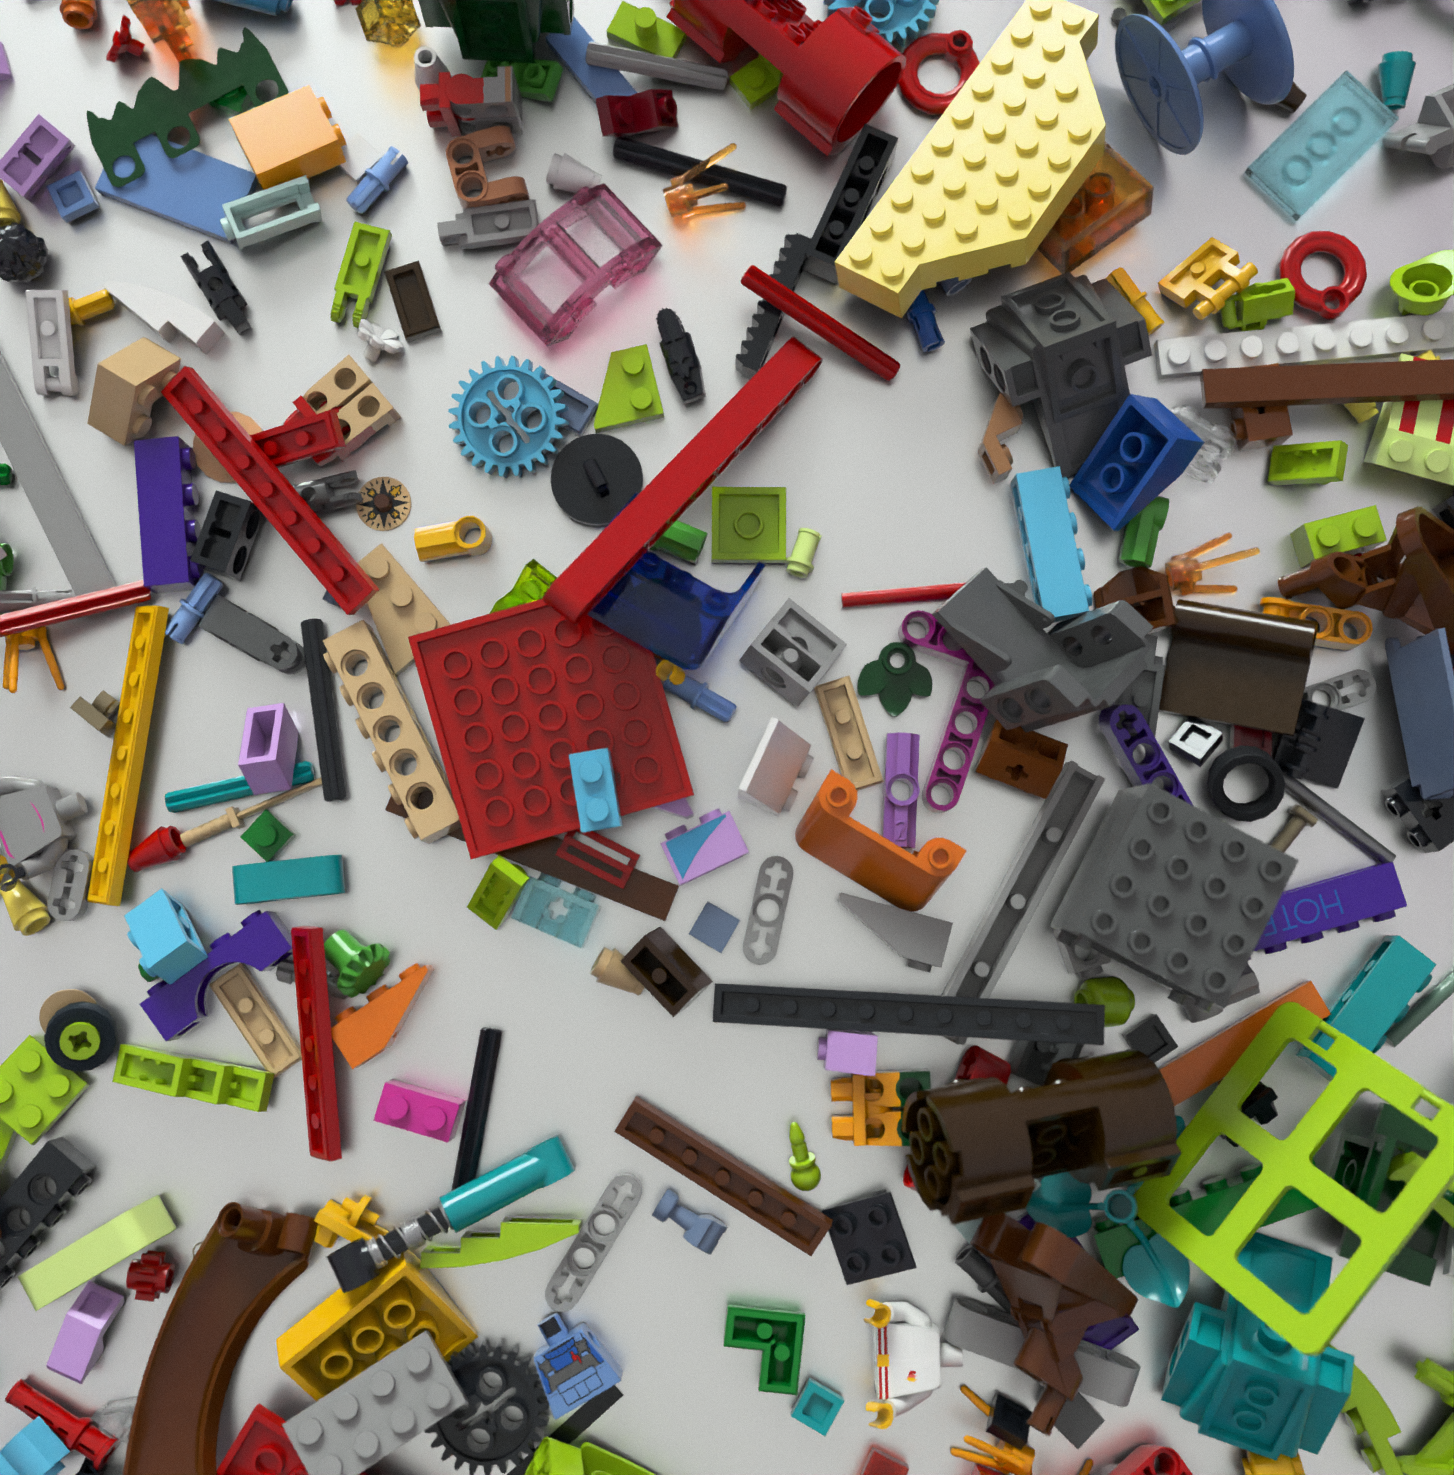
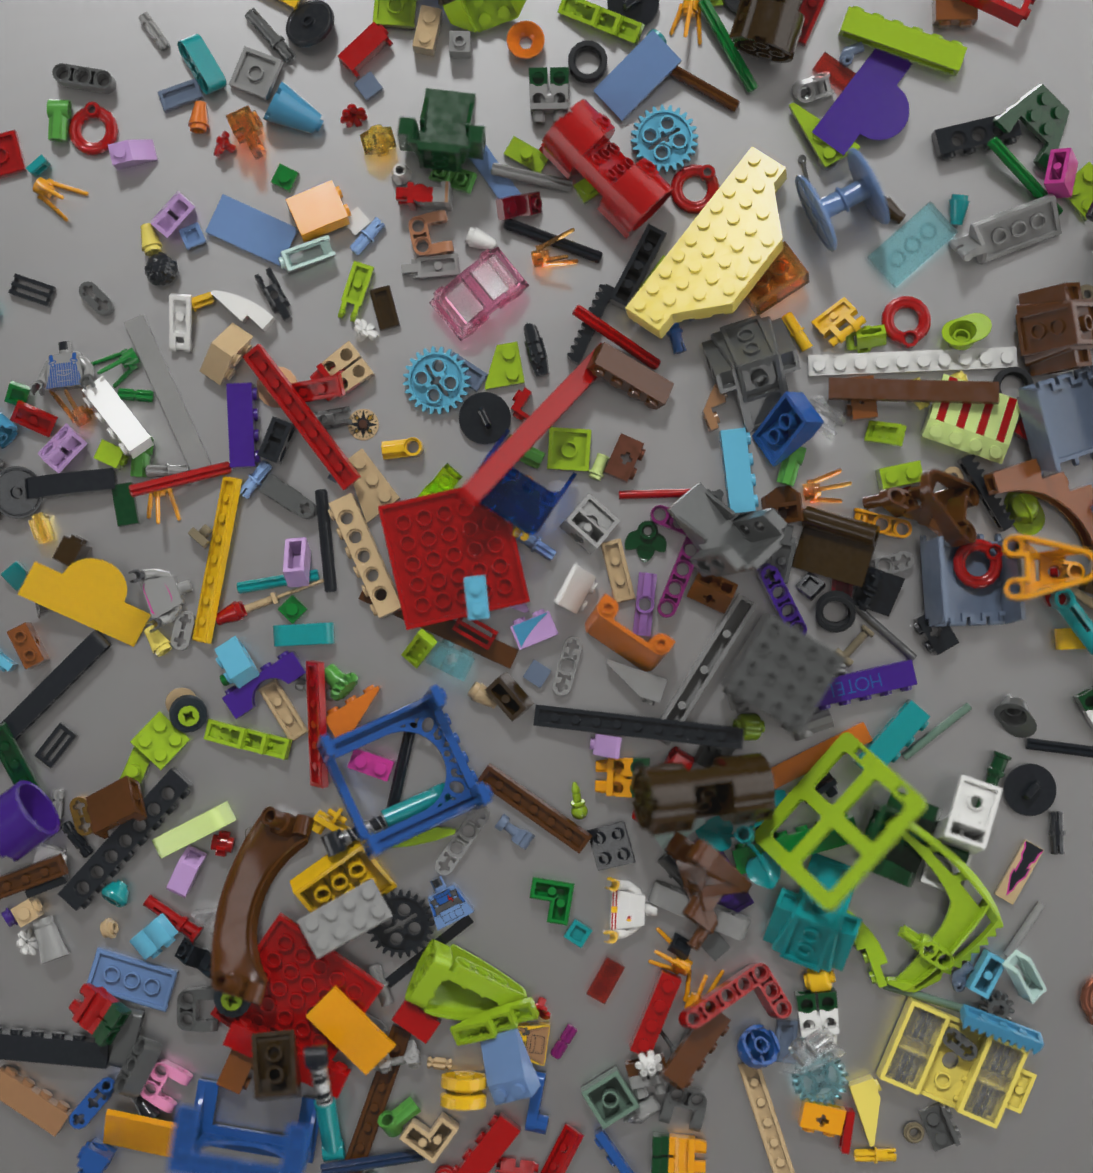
camera: 10 degrees right, 5 degrees up
(162, 109) = (246, 187): dark green piece -> none
(516, 999) = (430, 706): none -> blue arch
(658, 444) = (520, 399): none -> red bracket
(849, 386) = (630, 376): none -> reddish brown brick
(854, 513) = (624, 446): none -> copper brick
(1151, 1038) = (772, 749): black tile -> none

